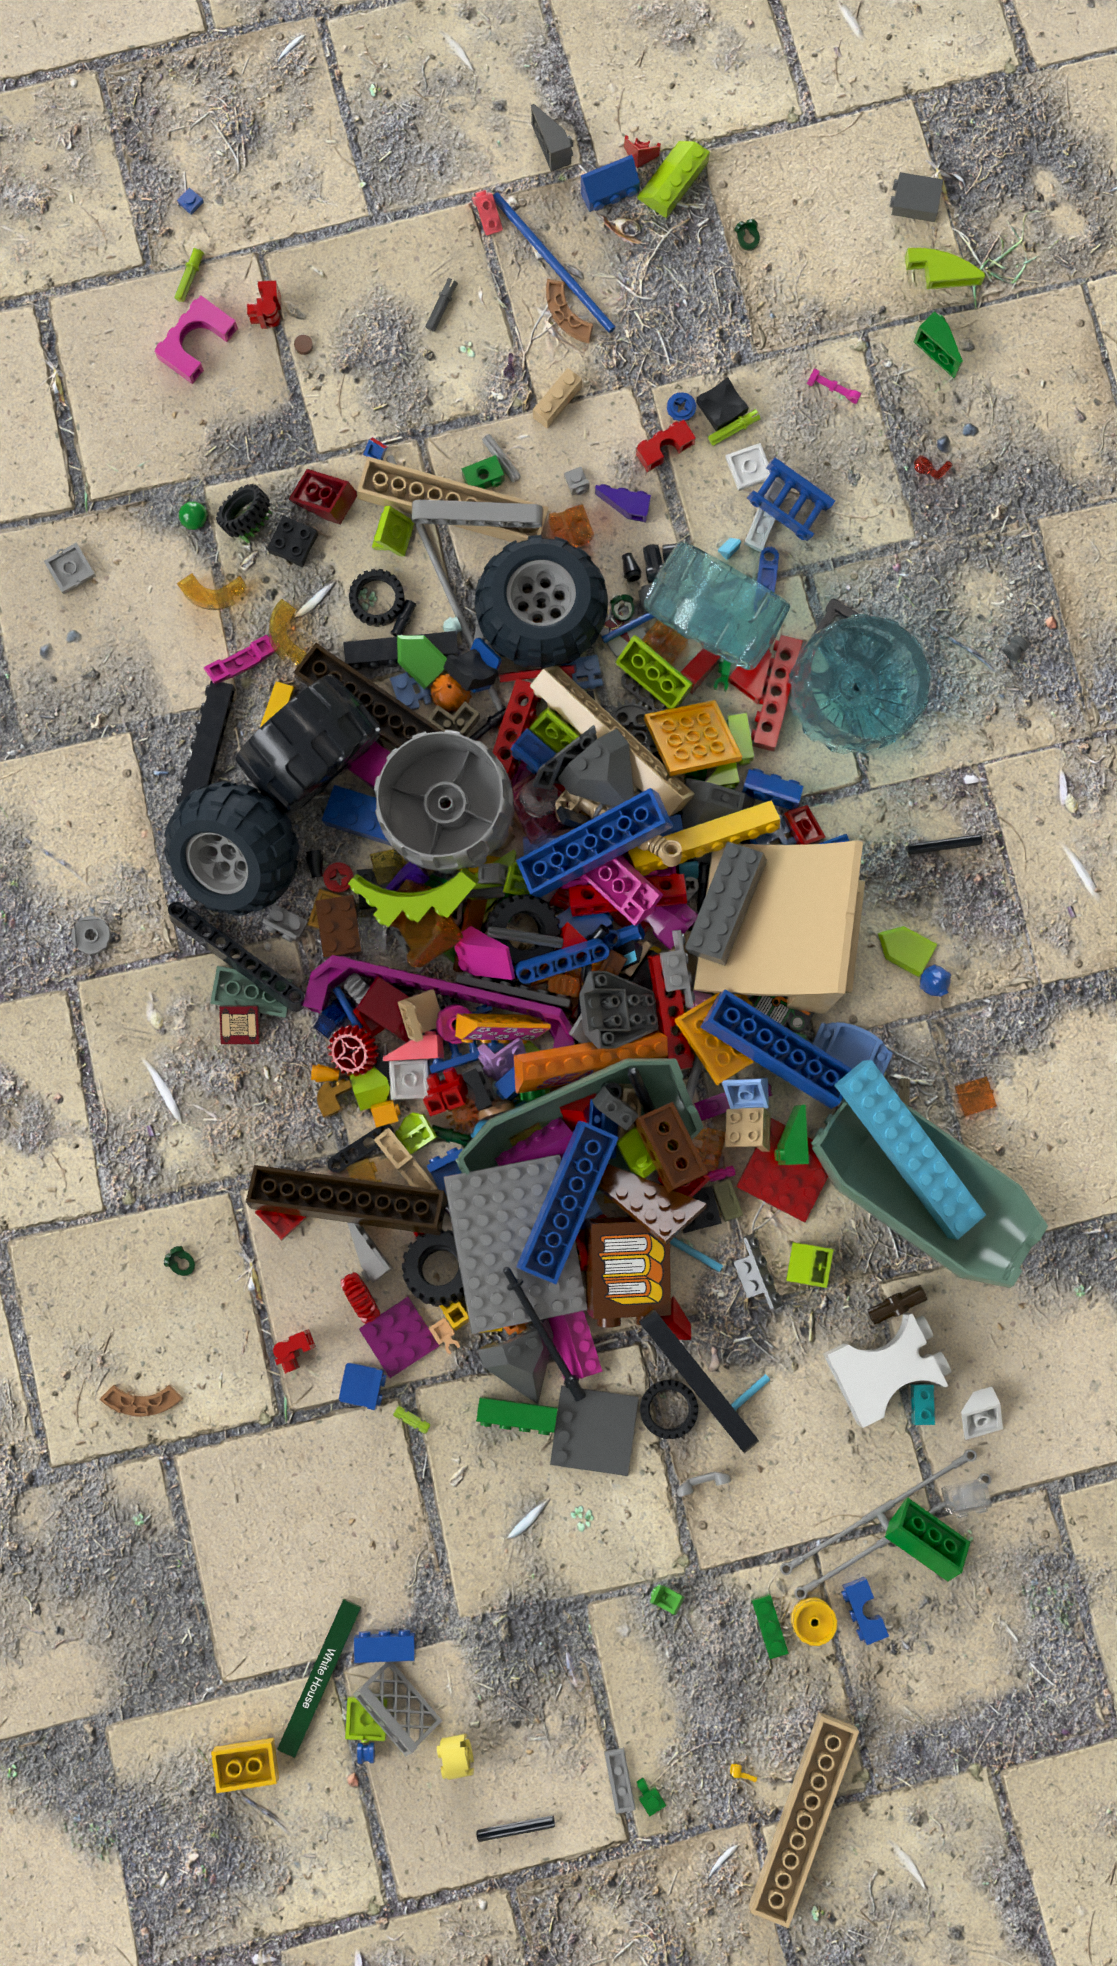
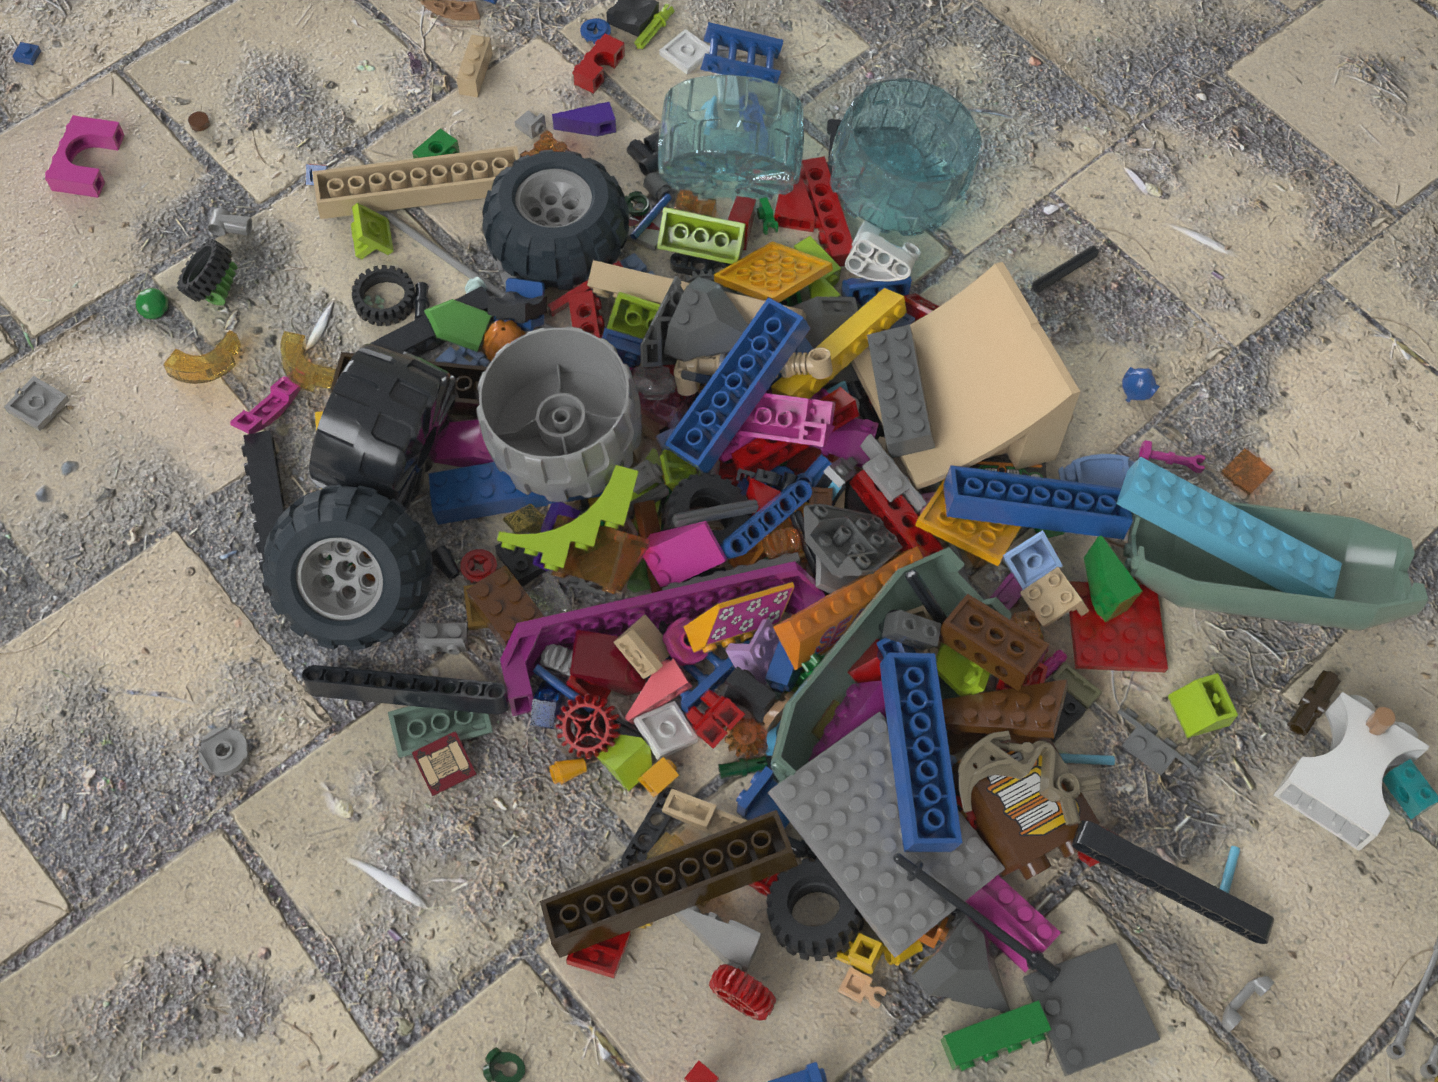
camera: 30 degrees left, 20 degrees down
(192, 267) = (52, 111): lime axle -> none
(266, 309) = (145, 103): red hips -> none
(280, 462) = (222, 222): none -> light grey piece
(292, 541) = (270, 282): black brick -> none
(324, 495) = (284, 231): dark red slope -> none
(327, 1097) = (585, 790): pearl gold brick -> none
(399, 1337) = (810, 1020): magenta plate -> none
(415, 1132) = (705, 779): lime slope -> none
(441, 304) = (321, 33): dark grey axle -> none
(477, 513) = (448, 173): light grey beam -> none
(504, 462) = (431, 128): light grey axle -> none
(586, 922) = (761, 475): none -> black piece
(630, 568) = (625, 170): black cone -> none
(642, 948) = (841, 470): none -> dark grey hinge
(654, 1266) = (1053, 771): none -> dark tan piece
(690, 1420) = (1177, 918): black tyre -> none
(789, 765) = (878, 259): none -> white panel
(903, 1042) = (1191, 462): none -> dark pink piece
(906, 949) = (1095, 372): lime tile -> none
(921, 1351) = (1380, 721): none -> medium nougat piece
(1015, 648) = (1019, 88): dark grey wheel -> none

